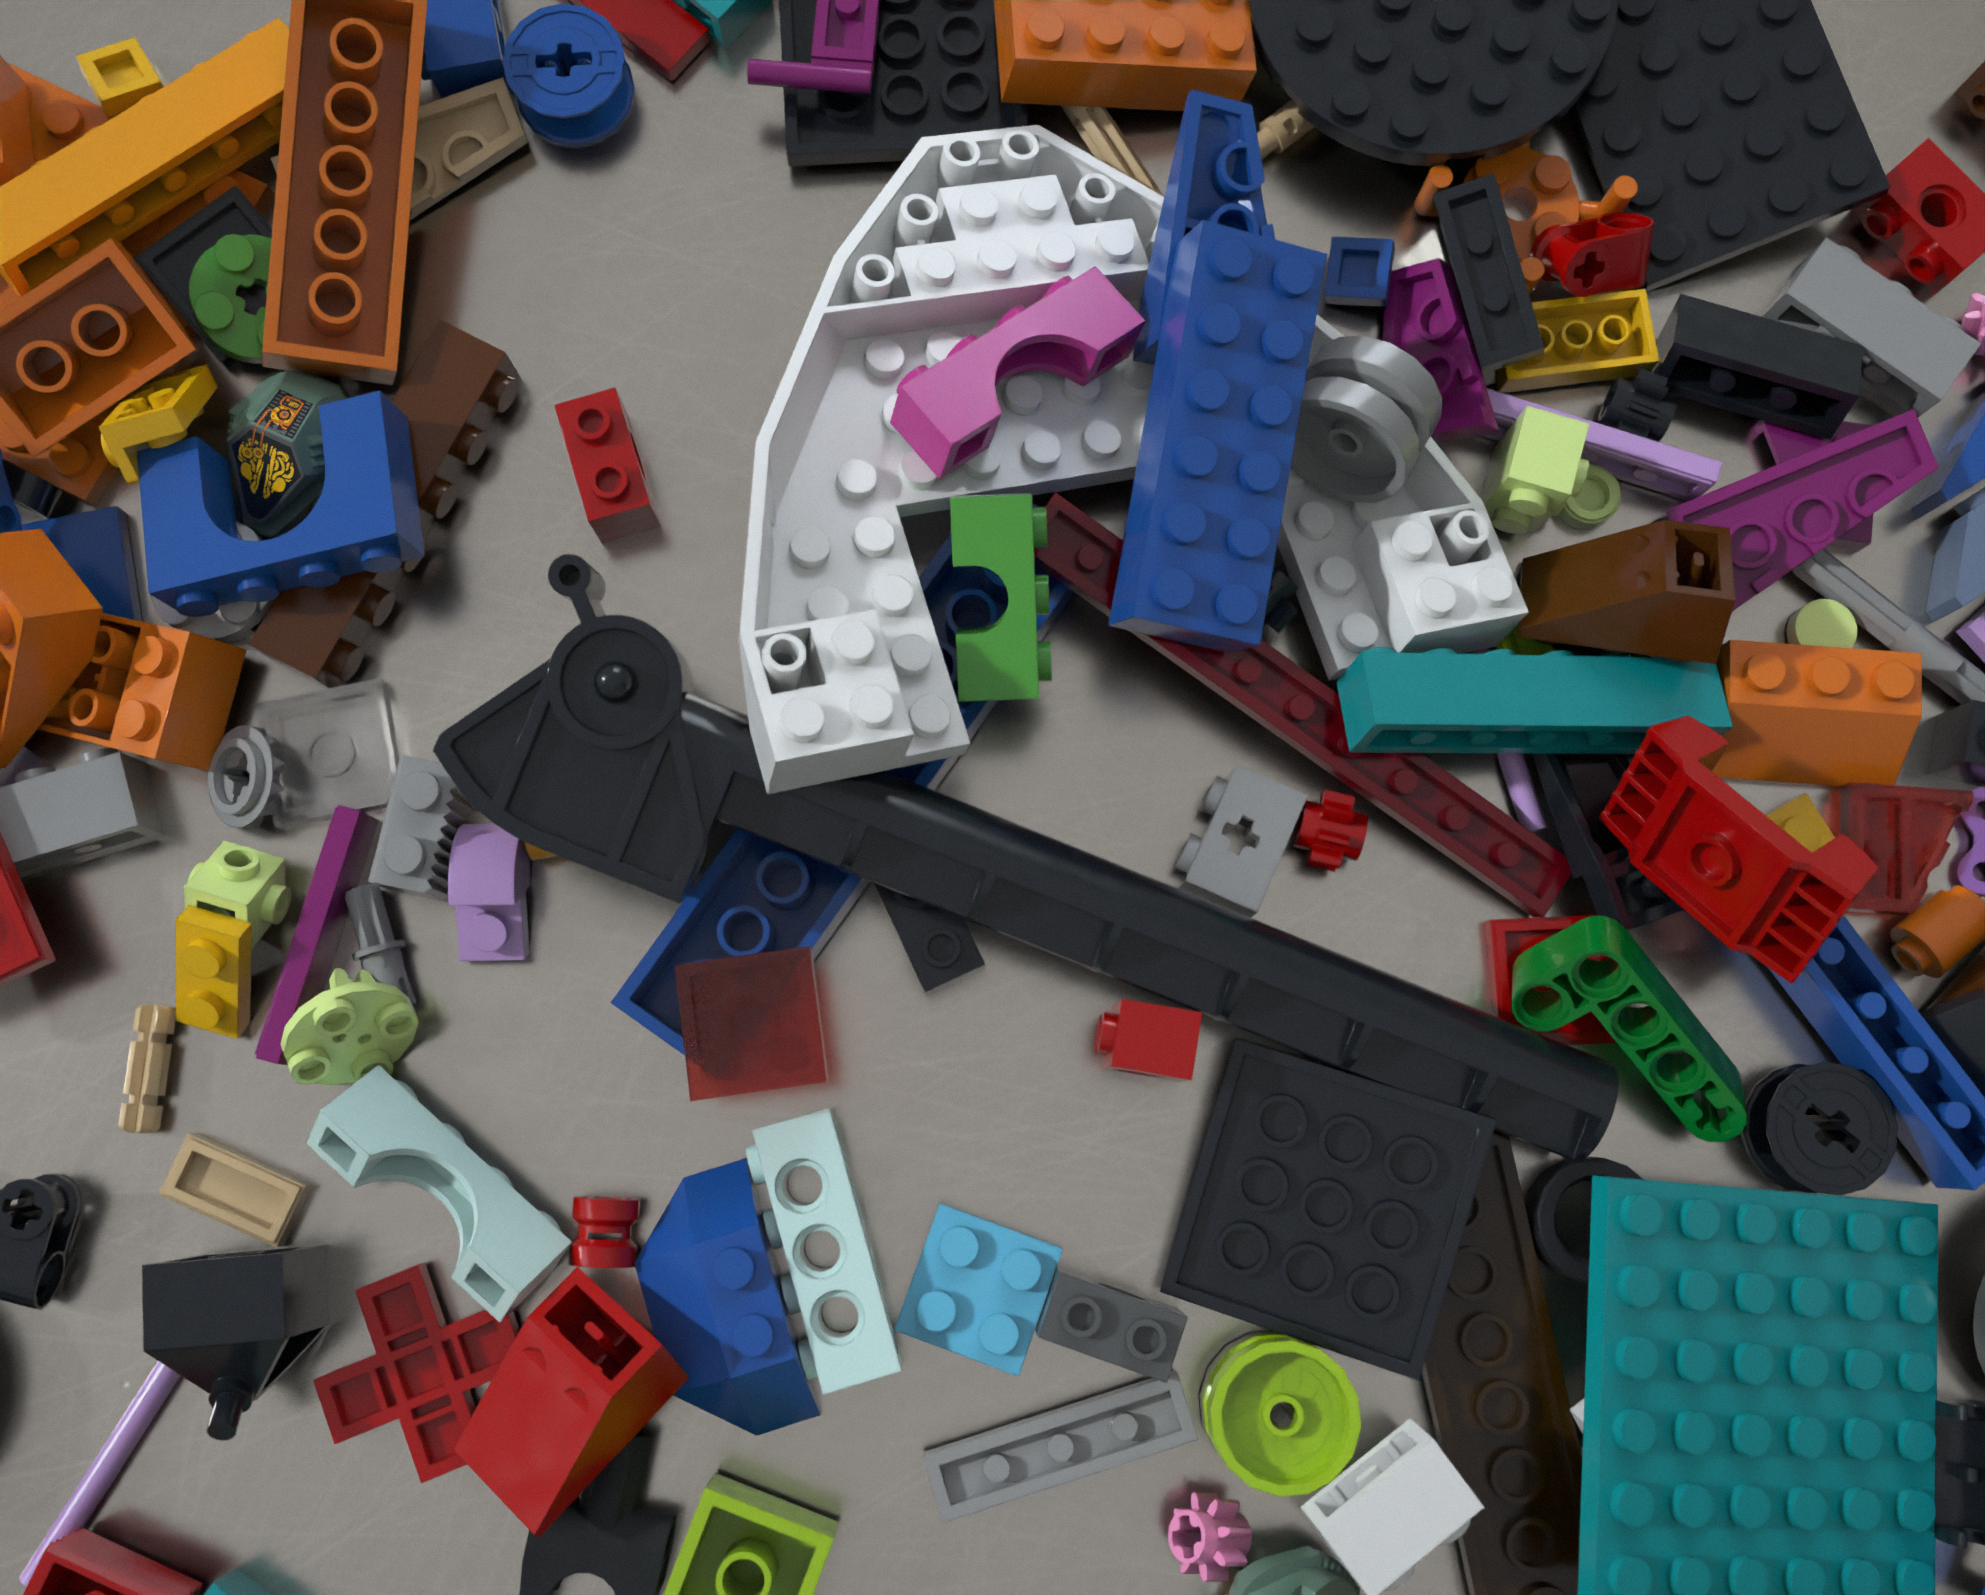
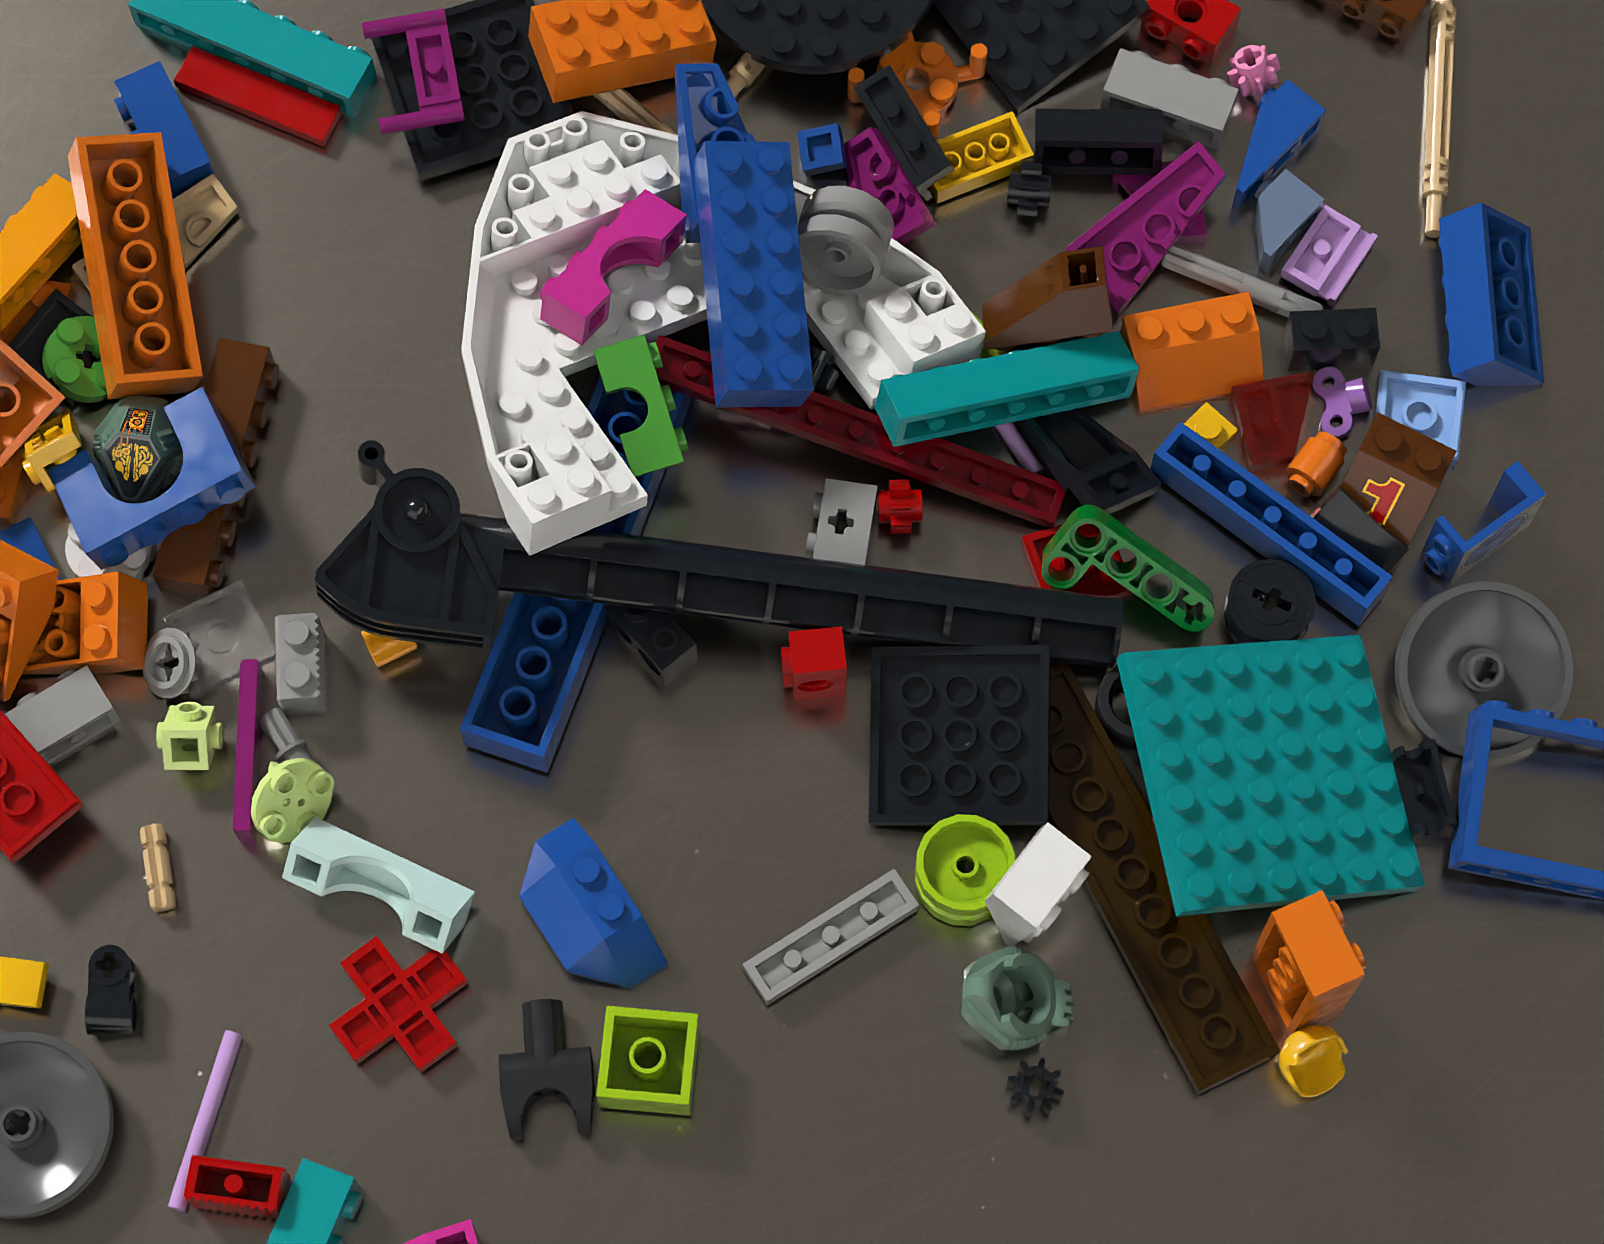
camera: 10 degrees left, 10 degrees down
(213, 971) = (188, 788): yellow plate -> none
(234, 1321) = (270, 989): black piece -> none
(235, 1189) = (238, 928): tan tile -> none
(489, 891) = (356, 693): lavender brick -> none
(566, 1401) = (501, 978): red slope -> none
(569, 74) = (251, 139): blue piece -> none
(604, 1215) = (493, 883): red wheel -> none
(607, 465) = (355, 400): red brick -> none
(751, 1023) = (555, 712): clear red plate -> none
(831, 1356) = (615, 792): light aqua brick -> none
(978, 1289) = (750, 857): medium azure plate -> none
(1111, 1324) = (841, 848): dark grey brick -> none
(1209, 1537) = (942, 961): bright pink gear -> none
(1534, 470) = (969, 245): yellowish green brick -> none
(1595, 502) = (1014, 254): yellowish green tile -> none
(1596, 253) = (974, 97): red piece -> none
(1625, 454) = (1008, 220): lavender tile -> none
(1726, 856) = (1148, 444): red plate -> none
(1822, 624) = (1190, 290): yellowish green tile -> none

